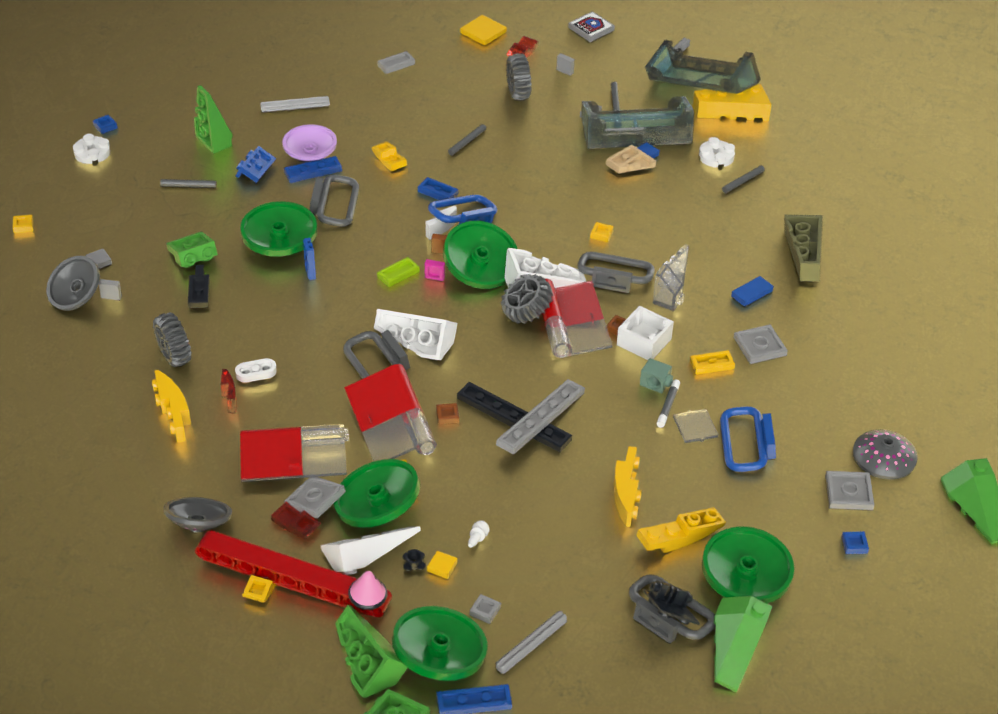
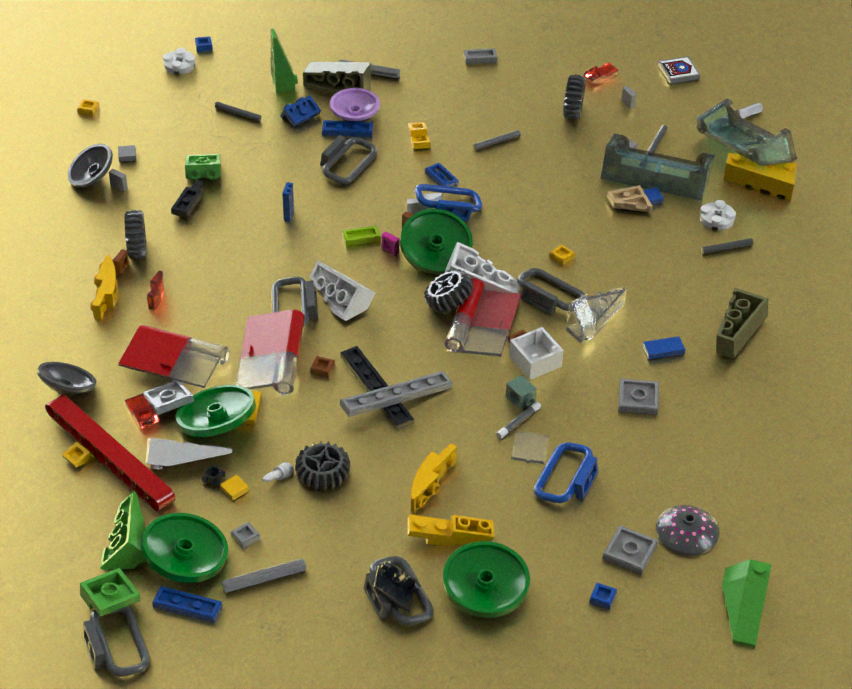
camera: 25 degrees right, 0 degrees up
(171, 370) = (121, 261): none -> dark orange tile
(255, 370) = (189, 280): white plate -> none
(272, 119) = (337, 75): none -> olive wedge
(278, 228) = (280, 164): green dish -> none
(367, 592) = (152, 485): bright pink hat -> none
(483, 30) = (577, 47): yellow tile -> none
(517, 511) = (322, 465): none -> dark grey gear
(712, 362) = (582, 399): yellow tile -> none
(737, 633) = (438, 633): bright green wedge -> none

